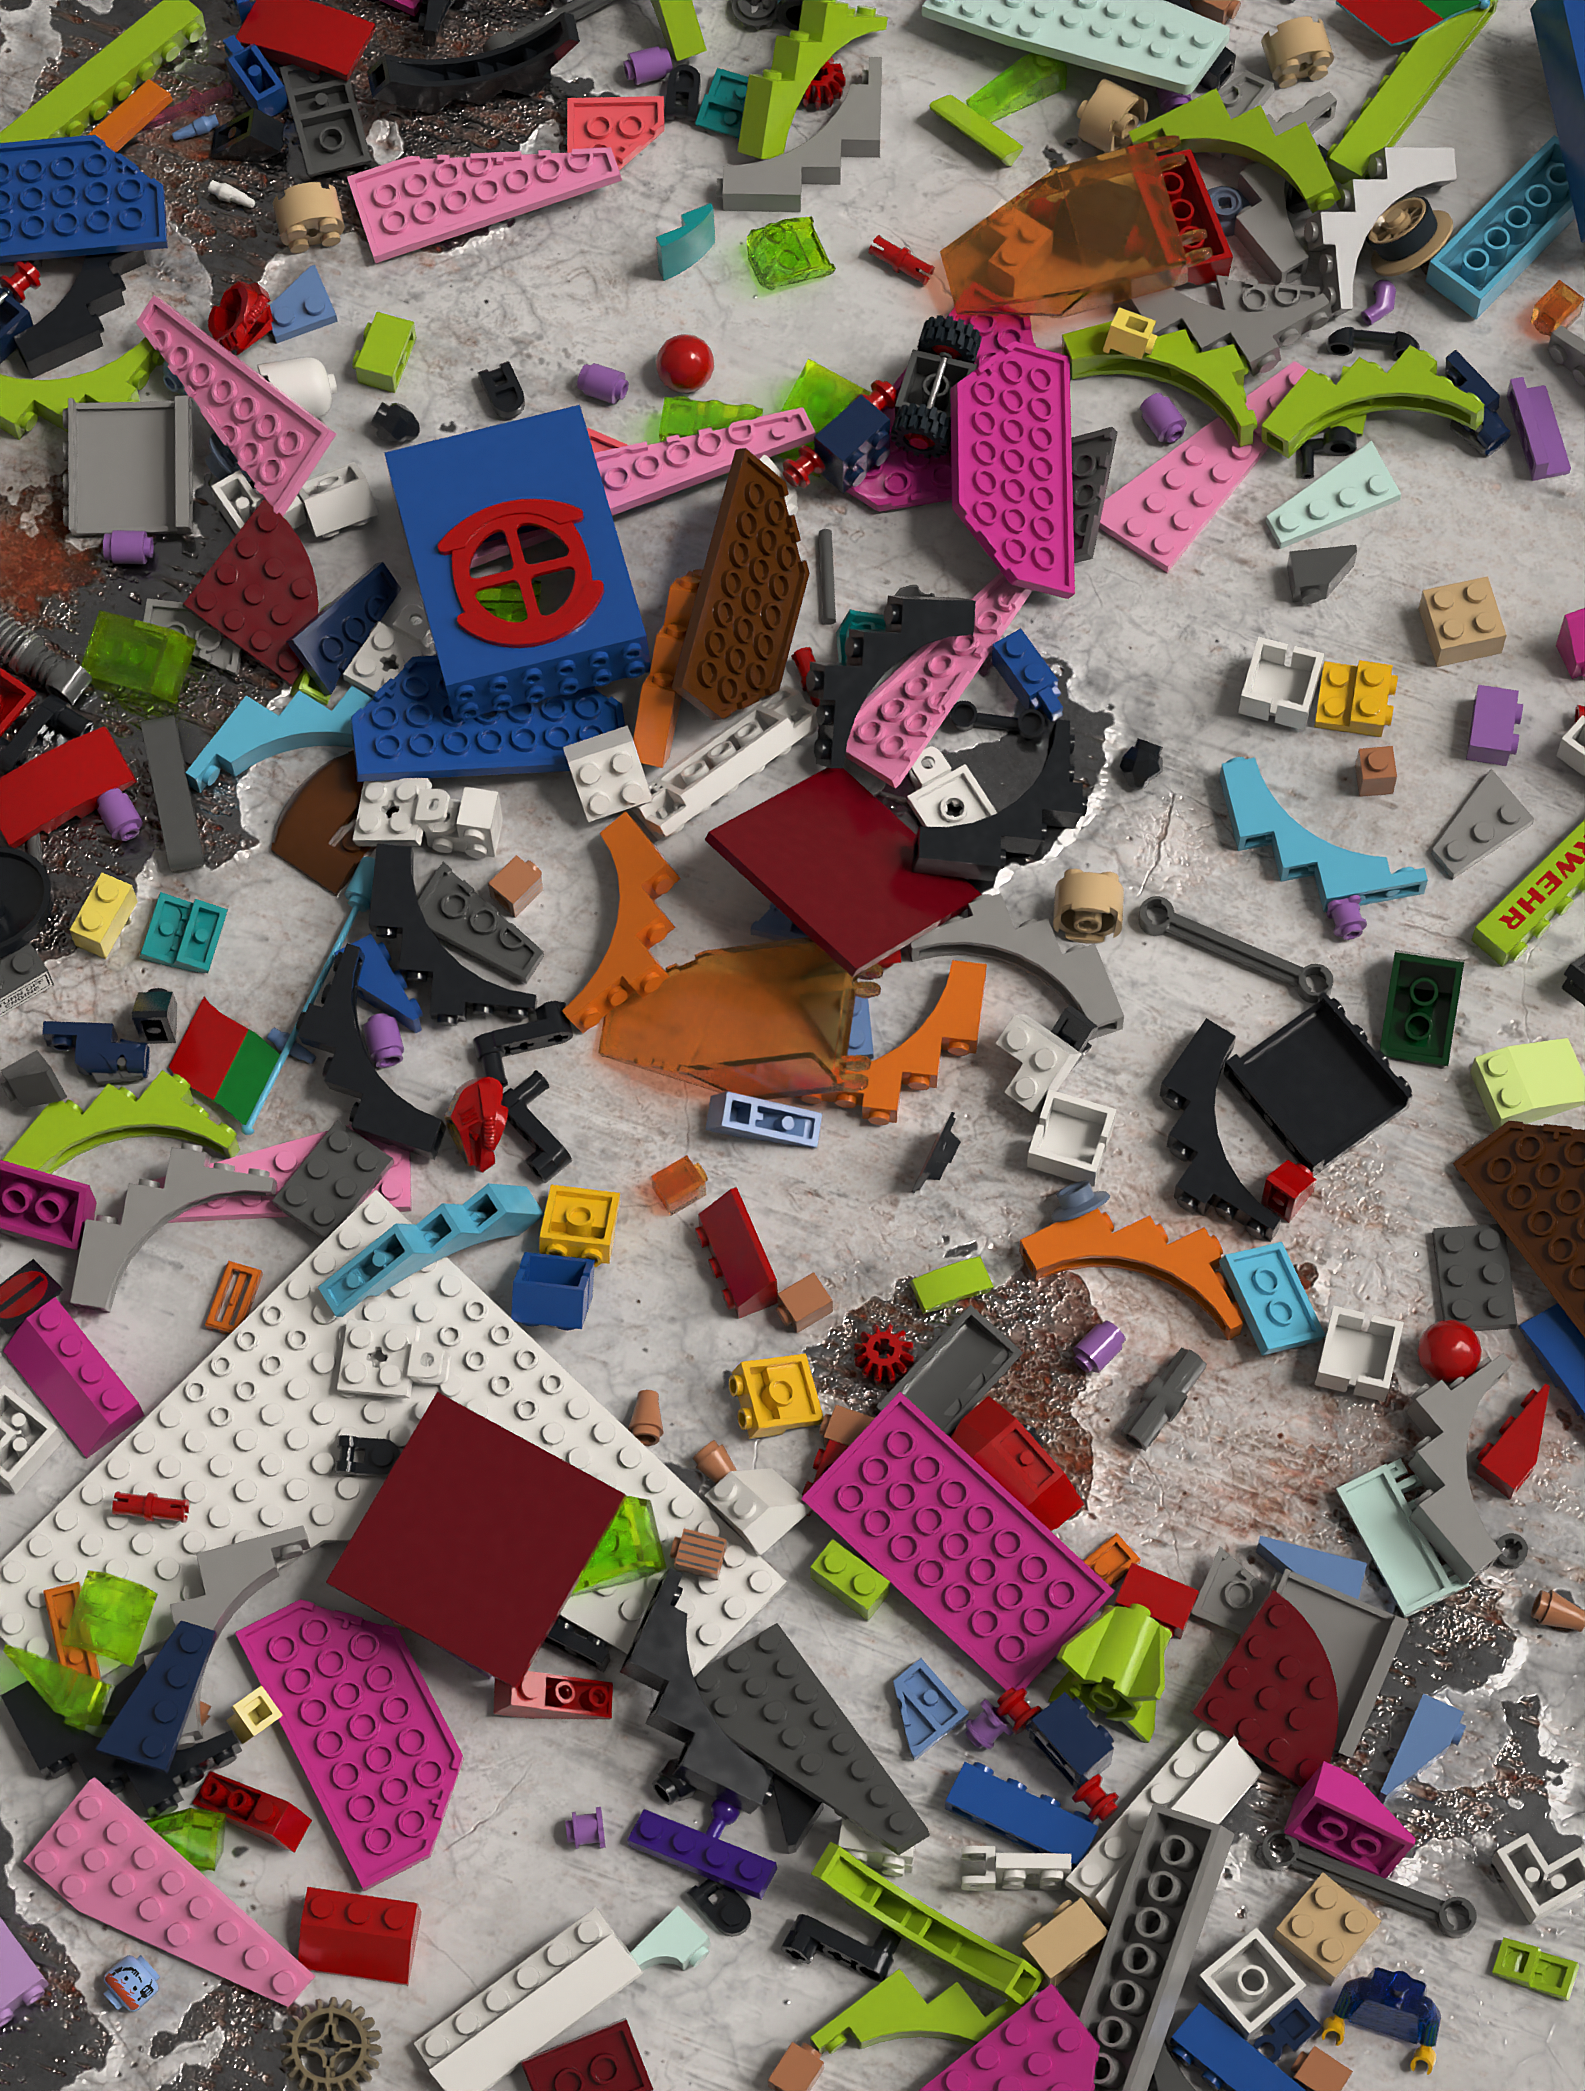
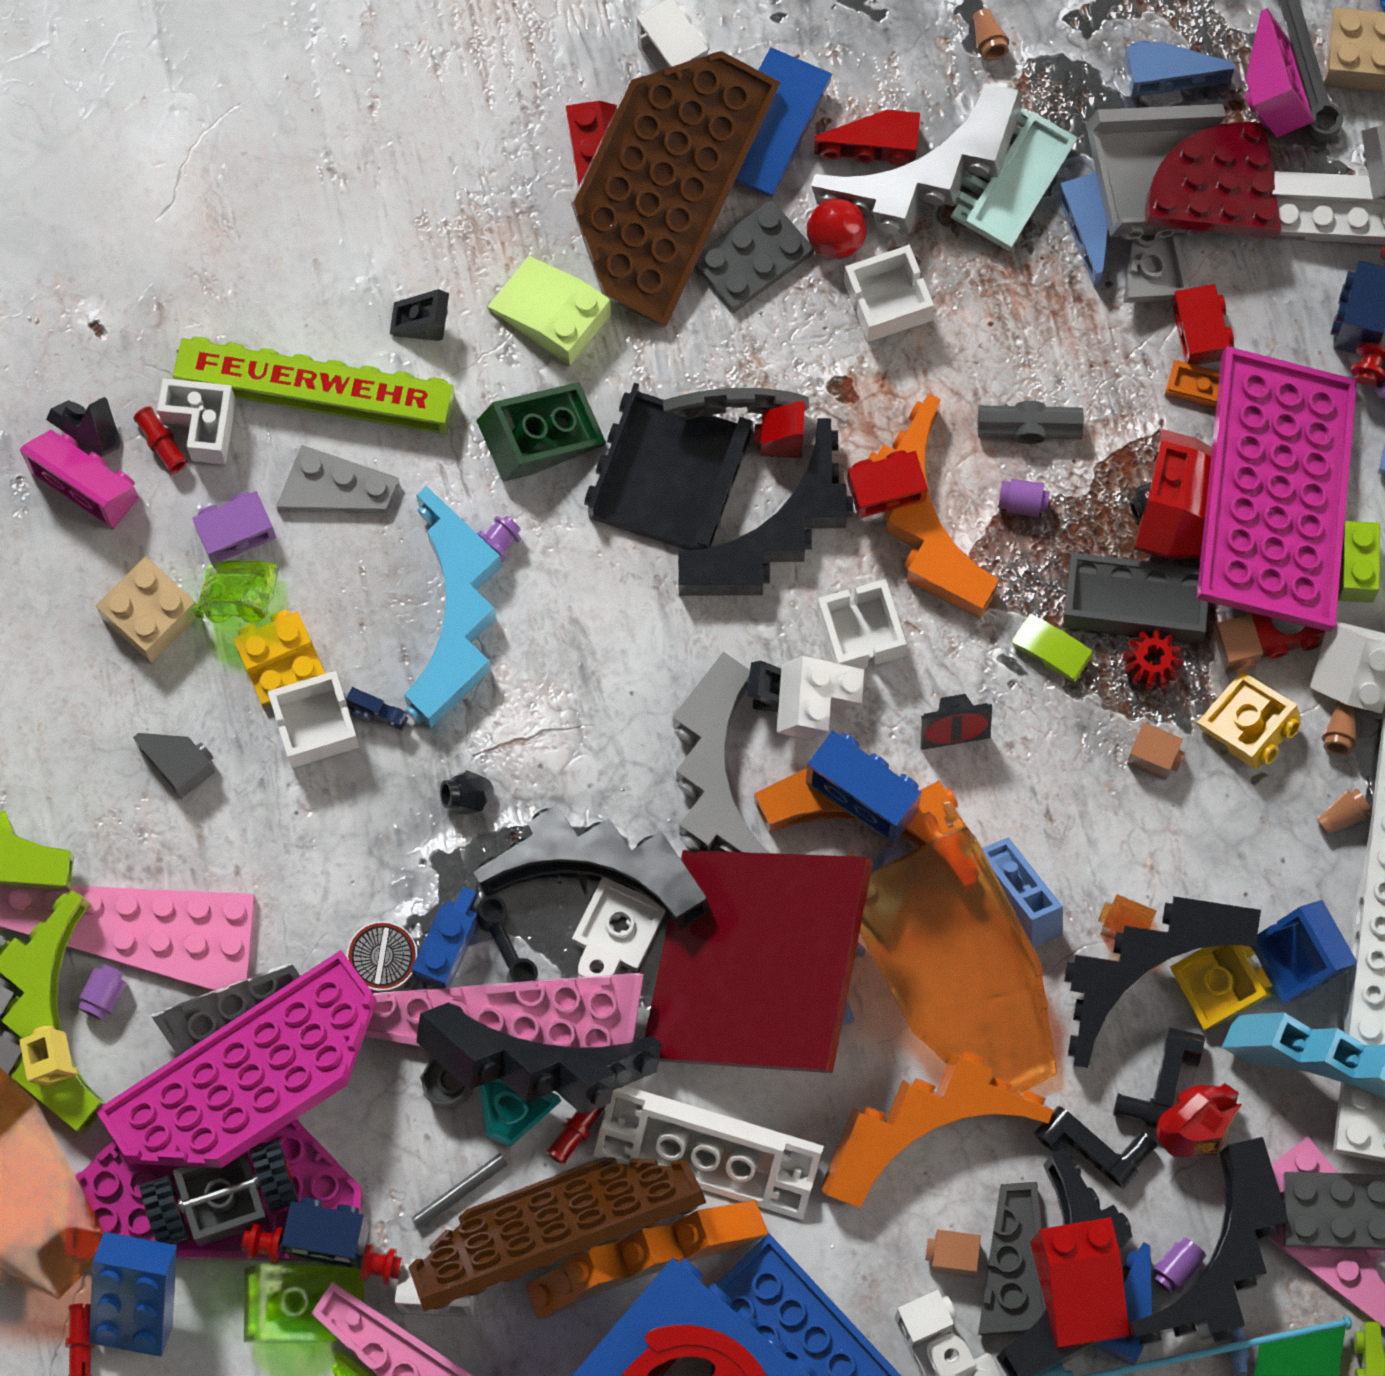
camera: 125 degrees left, 5 degrees up
(417, 935) = (1082, 1282): none -> red slope
(607, 773) = (801, 1235): white brick -> none
(634, 1202) = (1103, 981): none -> black arch
(737, 1255) = (1158, 828): red slope -> none
(904, 294) = (132, 1294): none -> blue brick
(926, 1030) = (863, 785): none -> blue brick
(1054, 628) = (383, 955): none -> tile
(1077, 1201) = (923, 577): sand blue piece -> none
(1088, 906) = (640, 744): tan brick -> none
(1118, 1667) = (1282, 308): lime brick -> none
(1179, 1226) = (887, 483): none -> red brick
(1234, 949) = (590, 611): dark grey piece -> none
(1264, 736) = (370, 707): none -> dark blue plate
(1272, 1298) = (887, 388): medium azure plate -> none
(1335, 442) = (27, 825): black plate -> none
(1336, 1164) = (717, 400): none -> dark grey tile
(1339, 496) = (74, 790): light aqua wing -> none
(1375, 771) = (344, 594): nougat brick -> none
(1433, 692) = (237, 590): none -> clear neon green slope
(1515, 1540) = (962, 88): dark grey bush -> none

